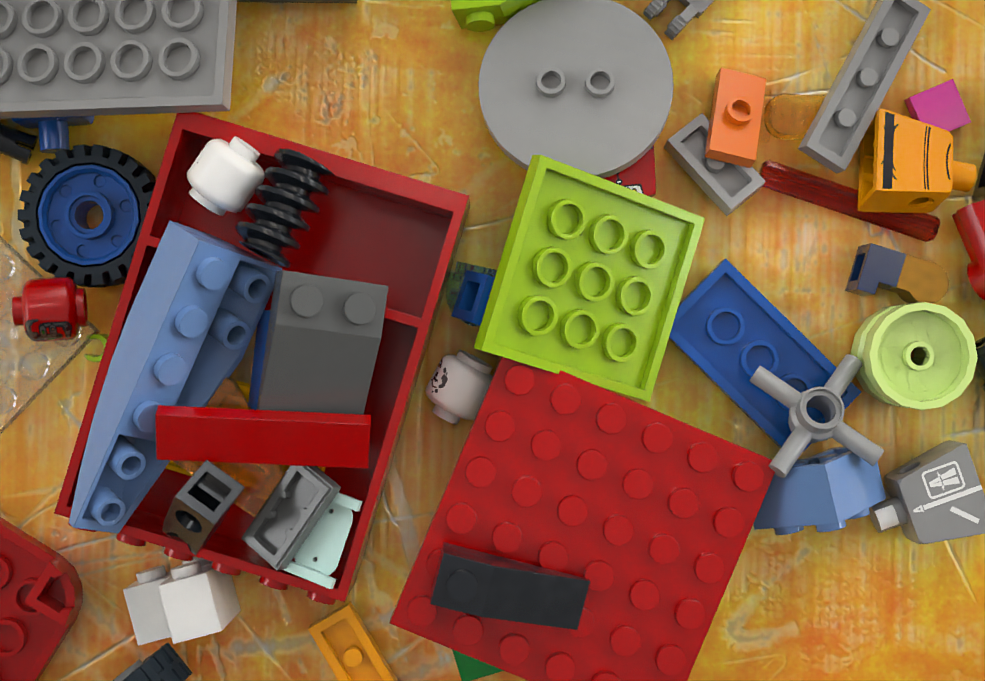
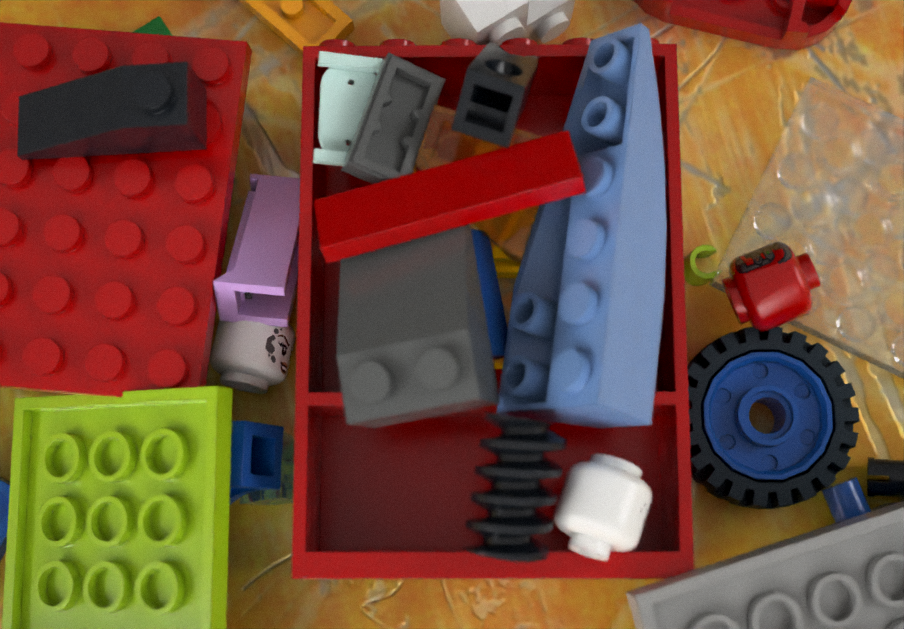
camera: 165 degrees right, 10 degrees down
(425, 456) = (264, 256): none -> lavender window

